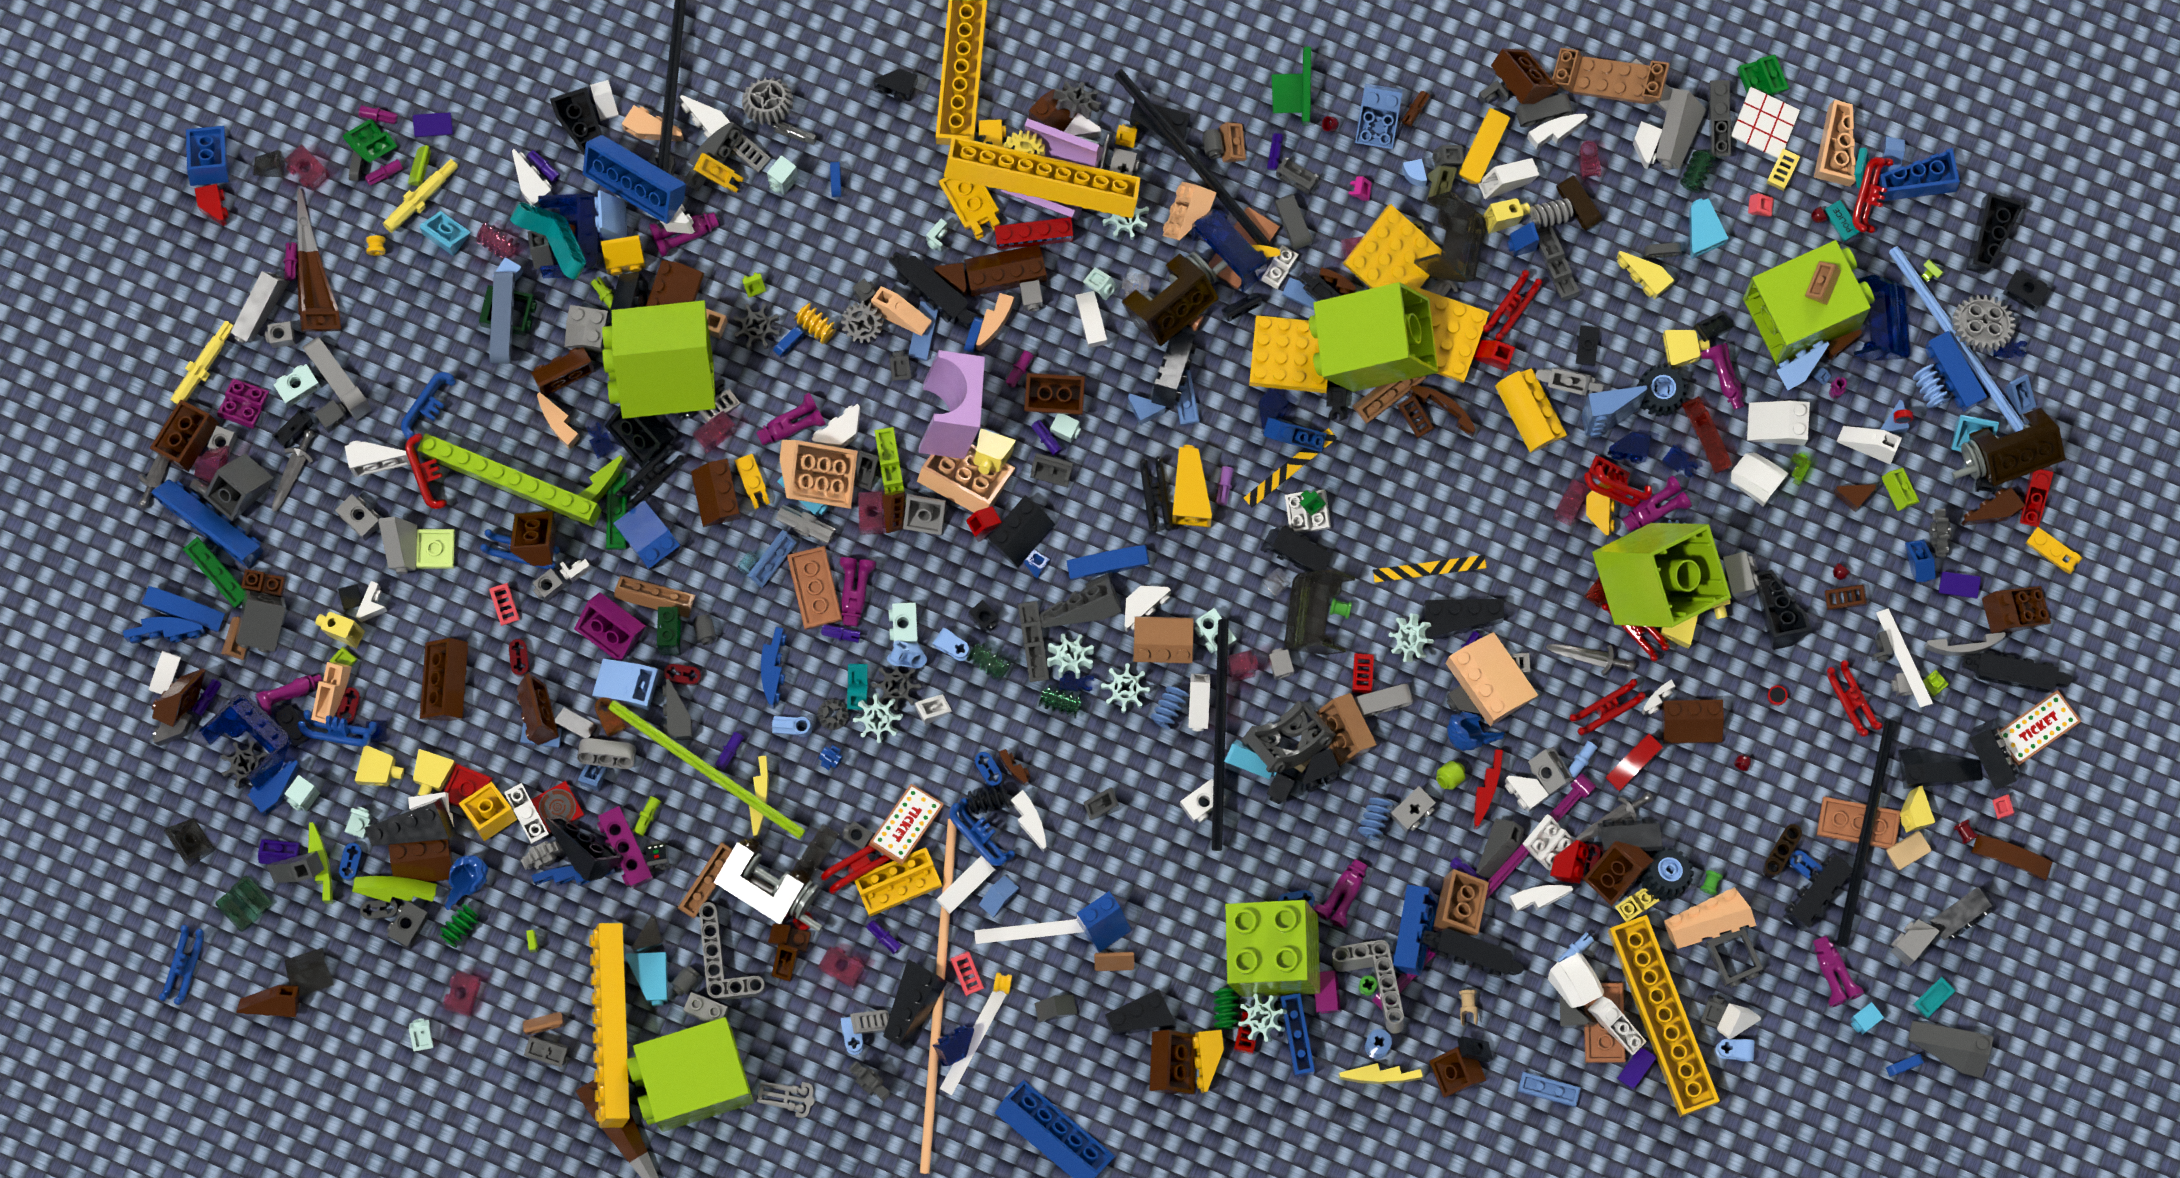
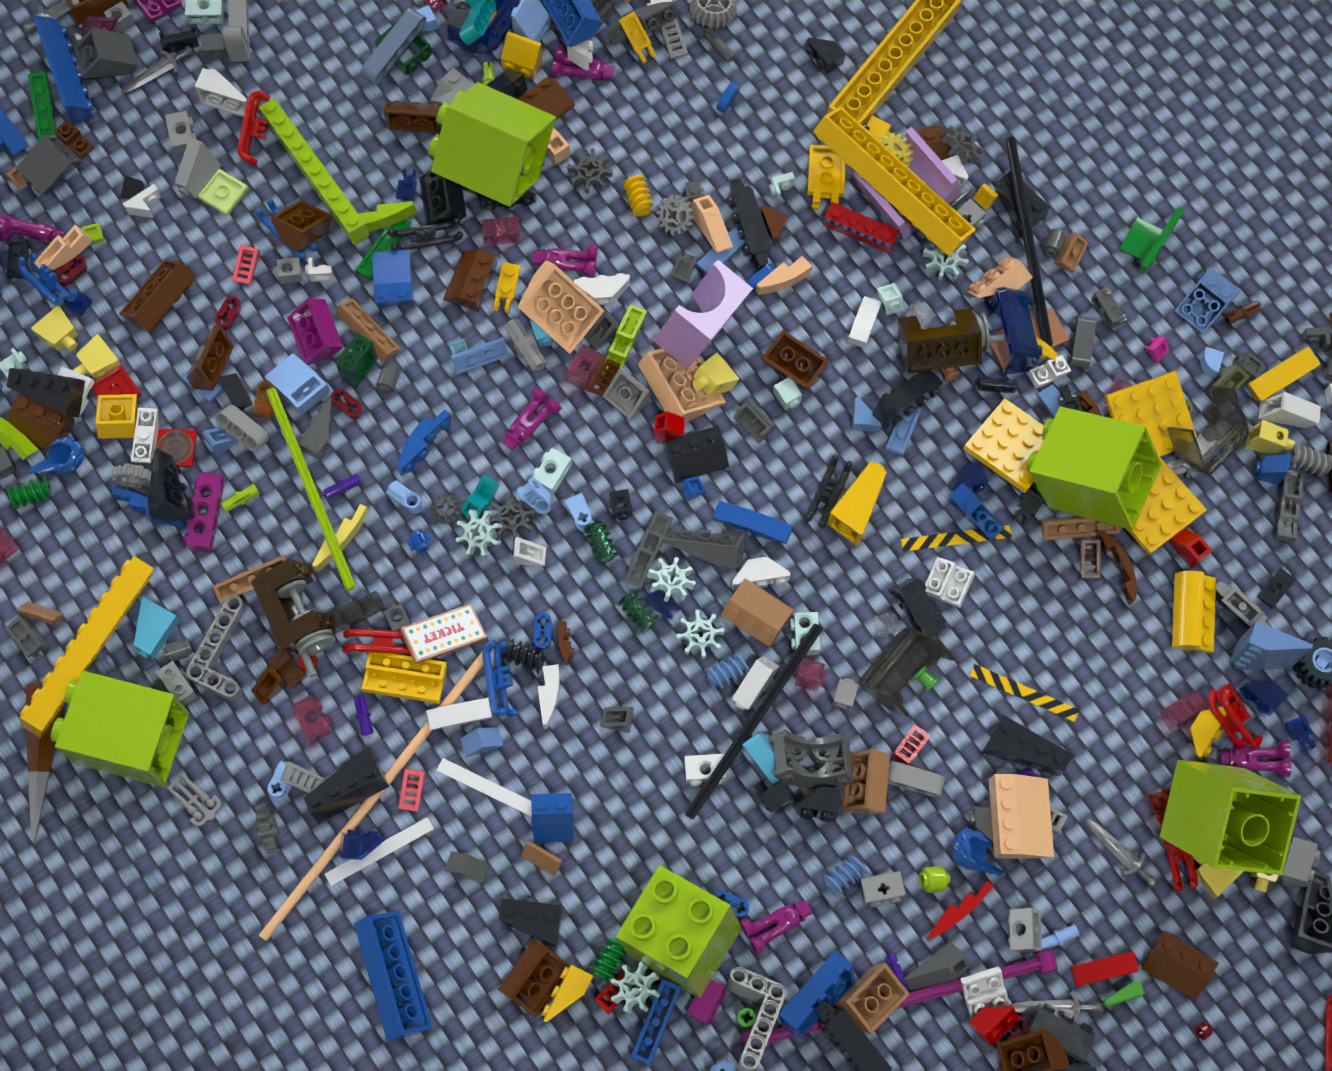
camera: 30 degrees right, 5 degrees down
(340, 628) = (103, 201): light yellow torso -> none
(426, 403) = (293, 77): blue piece -> none
(532, 941) = (79, 541): lime tile -> none
(558, 422) = (384, 152): light nougat slope -> none
(650, 938) = (172, 595): clear smoke slope -> none
(657, 856) = (224, 535): slope -> none
(728, 409) = (504, 209): light grey slope -> none
(754, 285) = (609, 138): lime tile -> none
(782, 175) = (686, 68): light aqua brick -> none
(789, 341) = (608, 197): blue beam -> none
(814, 588) = (499, 400): nougat tile -> none
(840, 633) = (495, 448): dark purple axle -> none
(1002, 983) = (435, 817): yellow wheel -> none
(1005, 270) = (818, 244): reddish brown slope -> none
(1019, 369) = (780, 325): magenta axle -> none
(1031, 295) = (827, 274): light grey brick -> none
(1046, 437) = (767, 393): dark purple axle -> none
(1224, 486) = (891, 519): medium lavender axle -> none
(1275, 151) = (1102, 279): dark purple axle -> none
(1312, 502) = (956, 575): green tile -> none
(1330, 126) = (1162, 283): dark red hinge -> none
(1411, 638) = (971, 739): light aqua gear -> none
(1512, 306) = (1230, 517): red piece -> none
(1527, 790) = (993, 935): white slope -> none
(1538, 896) = (947, 1035): white slope -> none
(1607, 708) = (1109, 907): red piece -> none
(1654, 701) = (1155, 926): white slope -> none
(1666, 767) = (1130, 992): none -> bright green slope
(1777, 695) = (1270, 989): tile -> none

